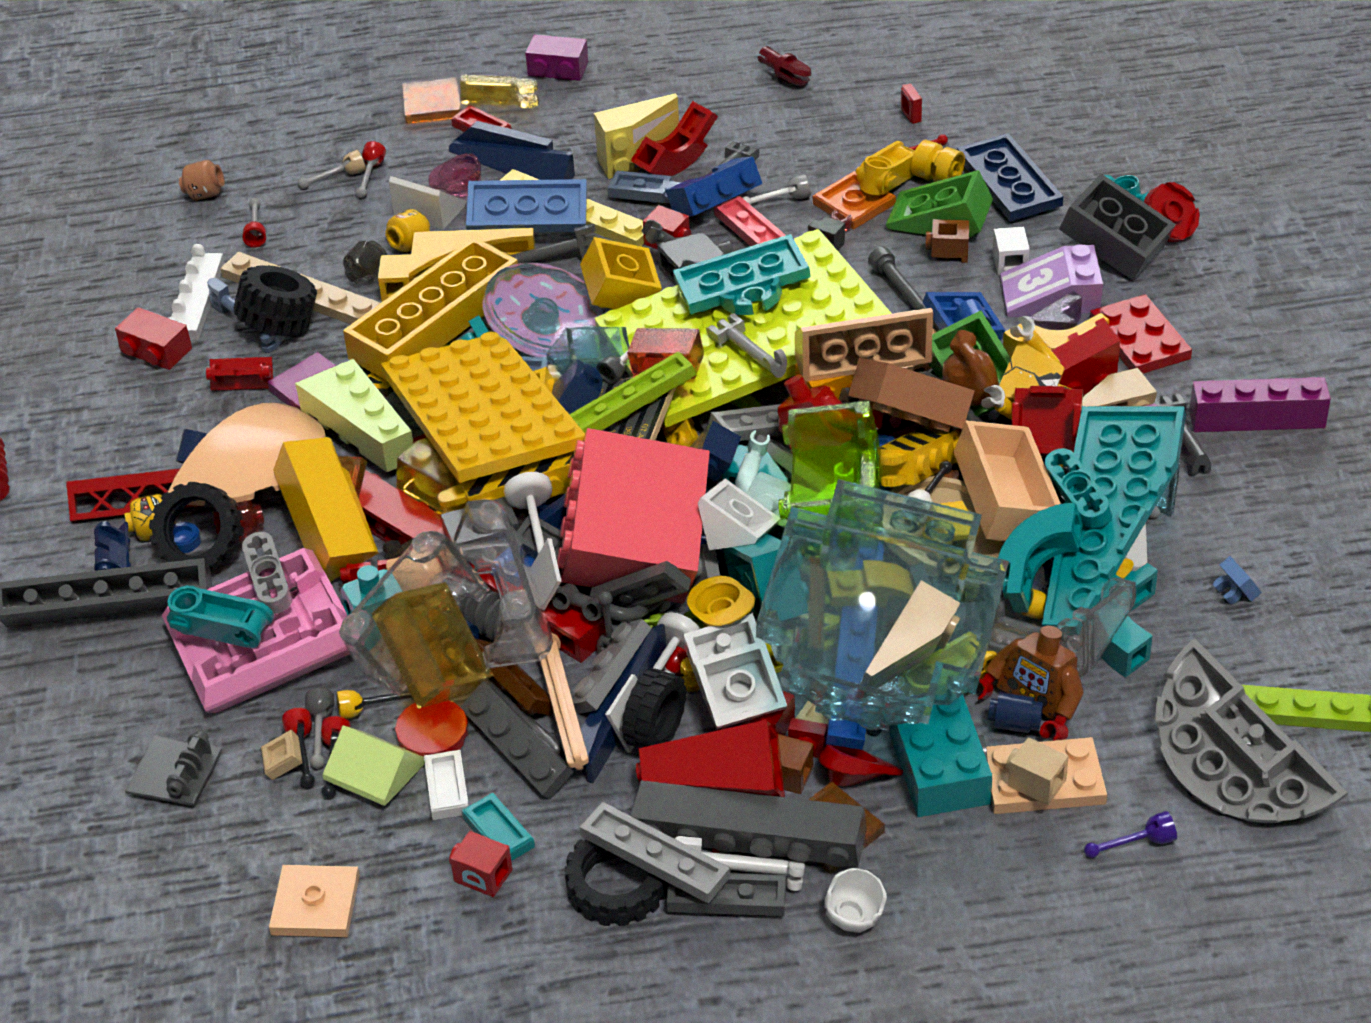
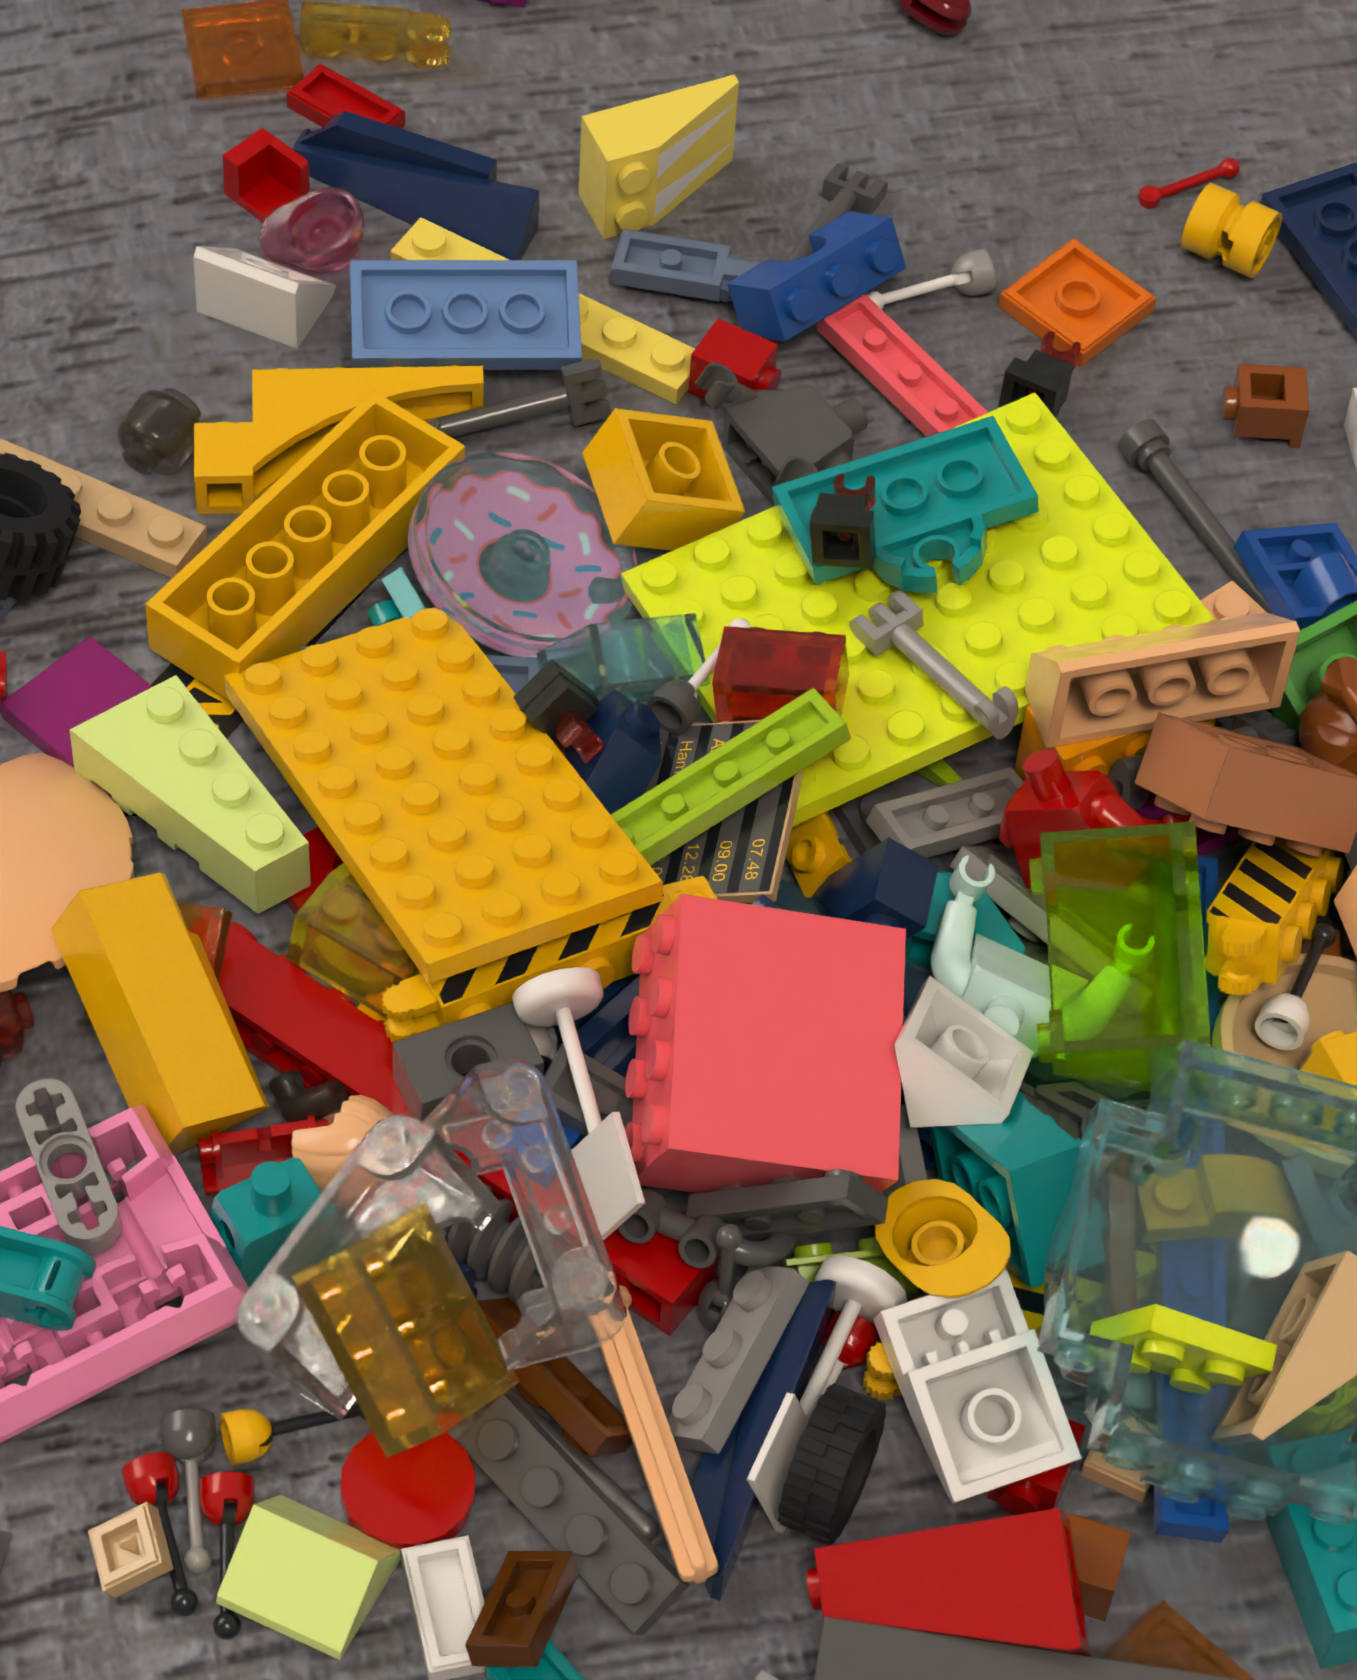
camera: 10 degrees left, 10 degrees up
(351, 163) = (104, 195): hinge -> none
(373, 156) = (144, 178): hinge -> none
(401, 229) = (229, 354): yellow head -> none
(432, 150) = (264, 174): none -> red panel
(482, 780) = (522, 1609): none -> reddish brown plate
(549, 367) = (560, 707): none -> pearl dark grey piece
(680, 147) = (739, 179): red arch -> none
(703, 282) = (844, 527): none -> pearl dark grey piece
(810, 732) = (1116, 1505): red plate -> none
(838, 639) = (1187, 1348): none -> neon yellow plate
(853, 766) = (1199, 1569): red piece -> none
(885, 169) = (1137, 242): yellow piece -> none
(911, 103) = (1167, 88): red tile -> none
(948, 199) = (1244, 318): bright green slope -> none

